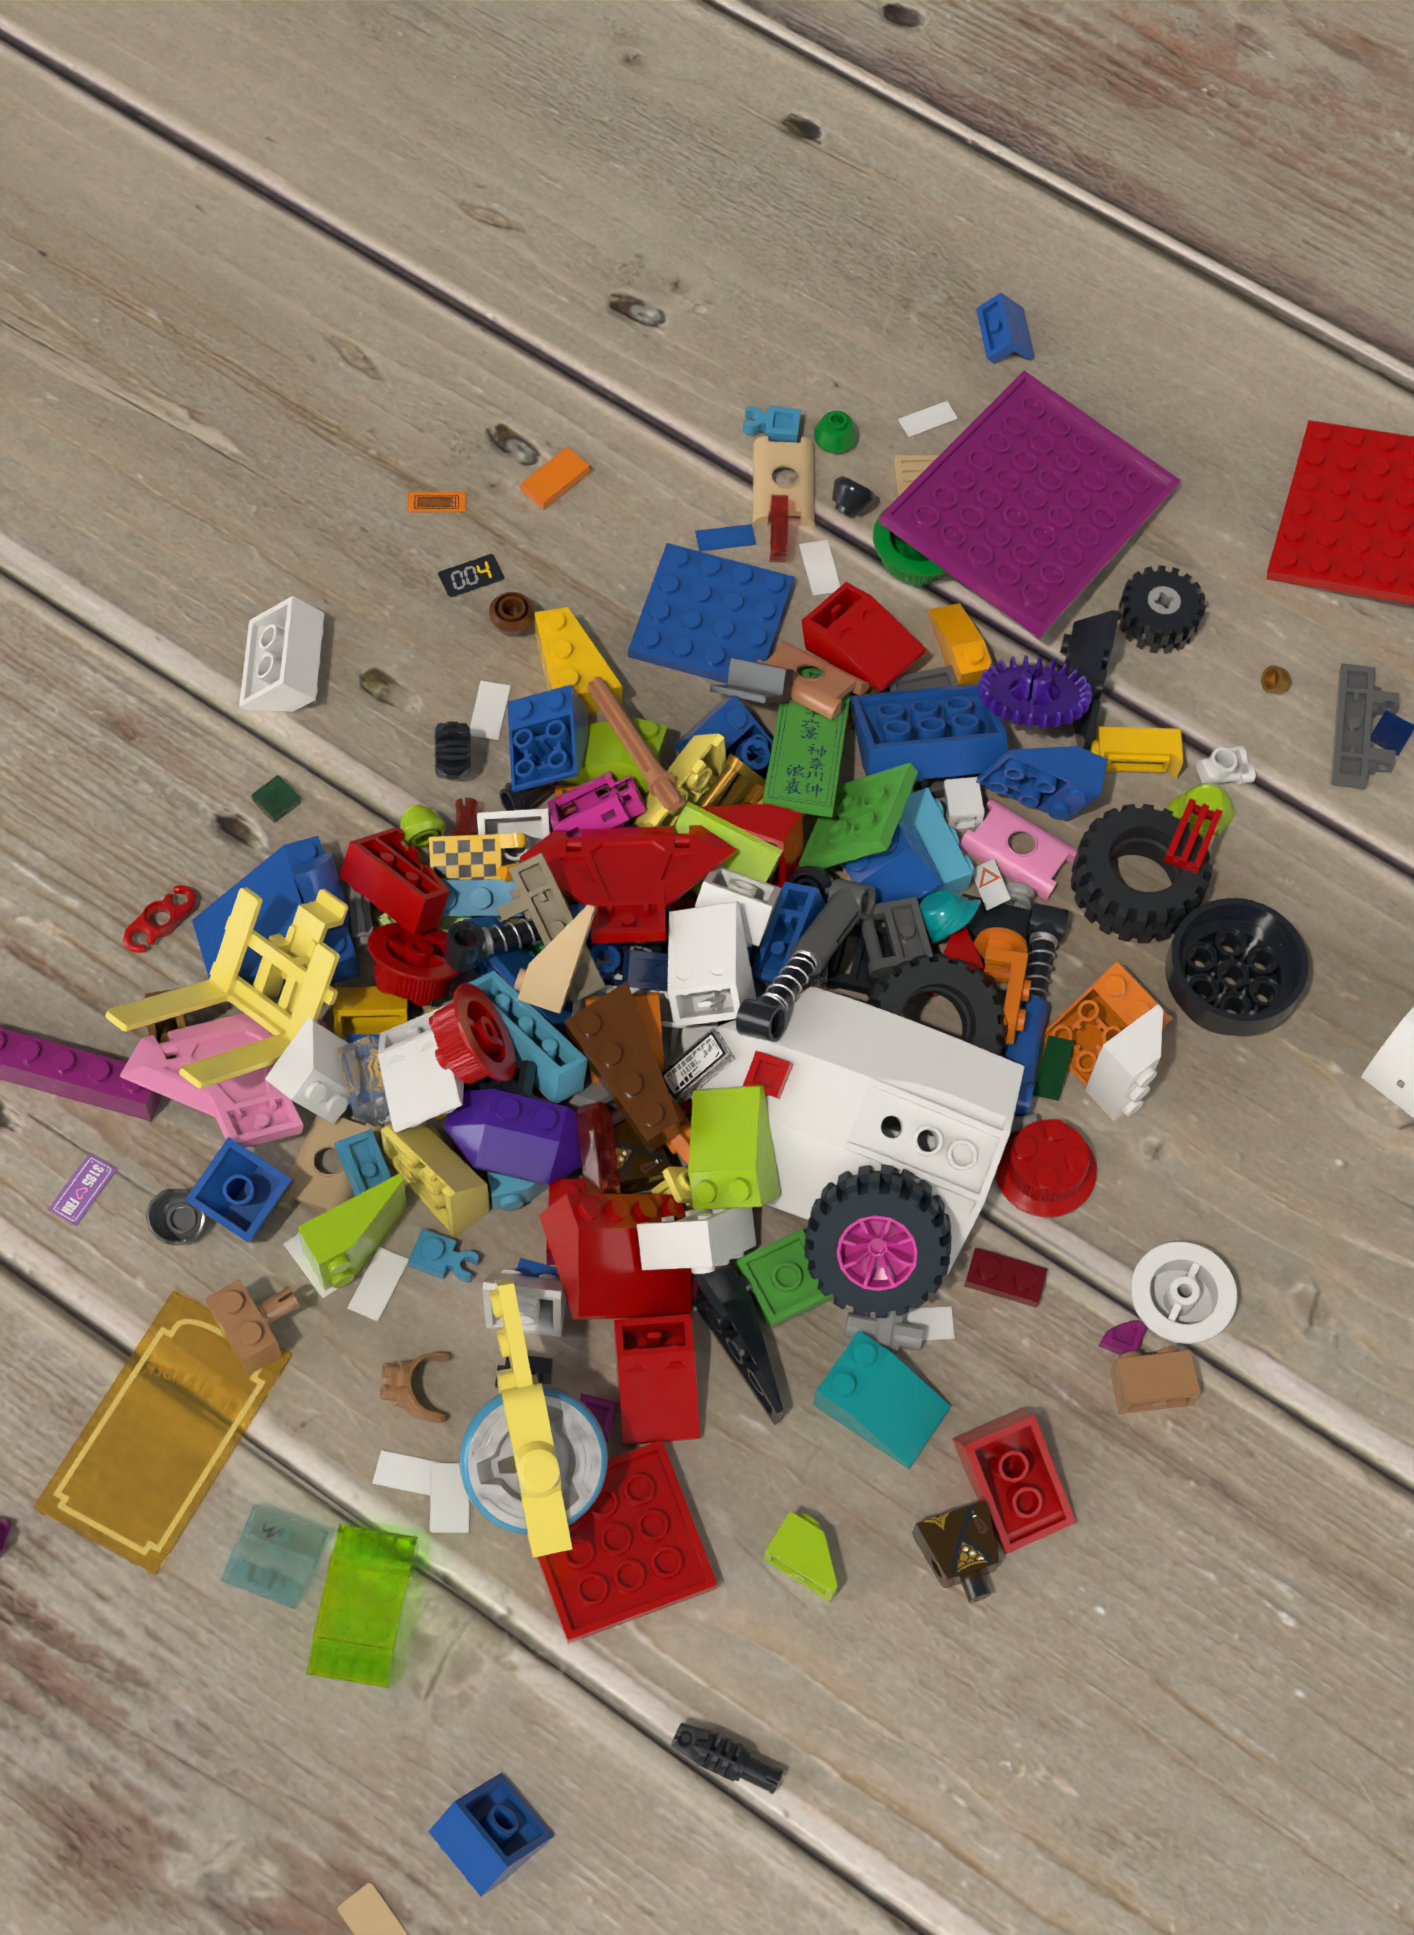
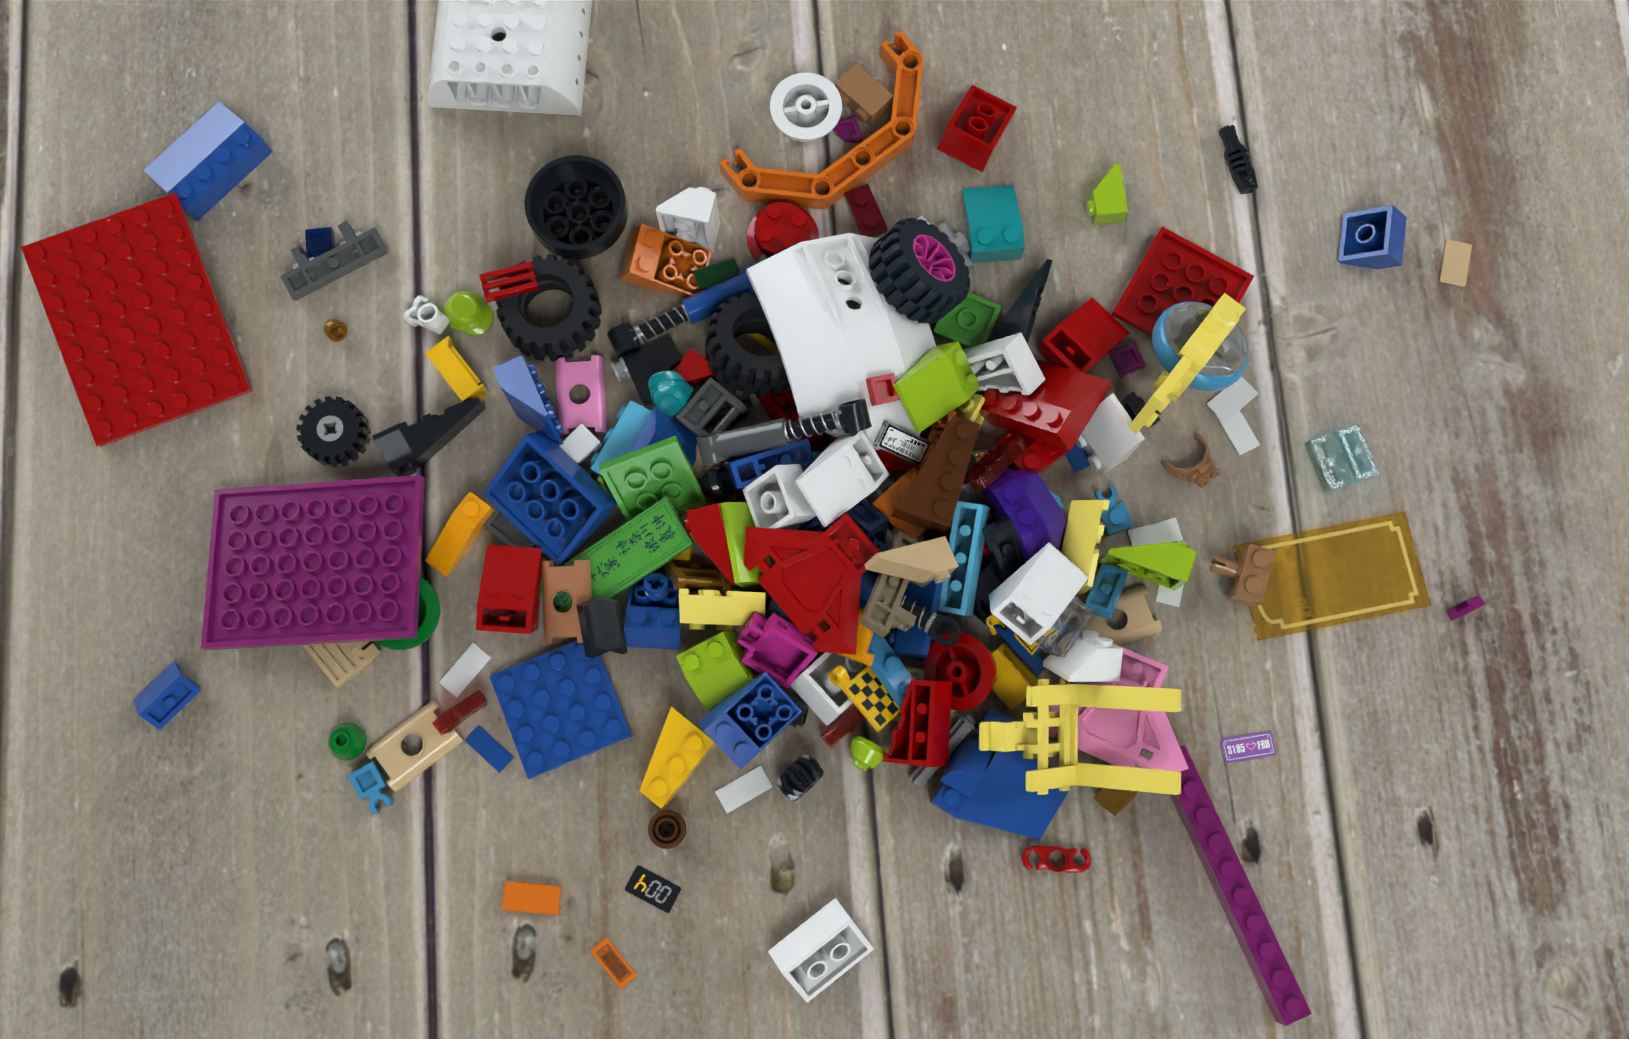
camera: 125 degrees left, 15 degrees up
(174, 1219) = (1224, 671): dark grey hair -> none
(239, 1190) = (1184, 640): blue slope -> none
(276, 798) = (918, 864): clear green tile -> none
(362, 1606) = (1330, 387): clear neon green plate -> none
(473, 1037) = (1008, 565): red piece -> none
(660, 782) = (717, 652): nougat axle -> none
(851, 496) = (394, 687): black cone -> none
(927, 419) = (283, 693): white sticker -> none
(960, 1548) = (1036, 126): dark brown torso -> none
(990, 884) = (624, 390): white sticker -> none
(1007, 963) = (692, 314): orange piece -> none
(1010, 689) = (455, 441): dark purple gear -> none
(1071, 1352) = (845, 173): none -> orange piece

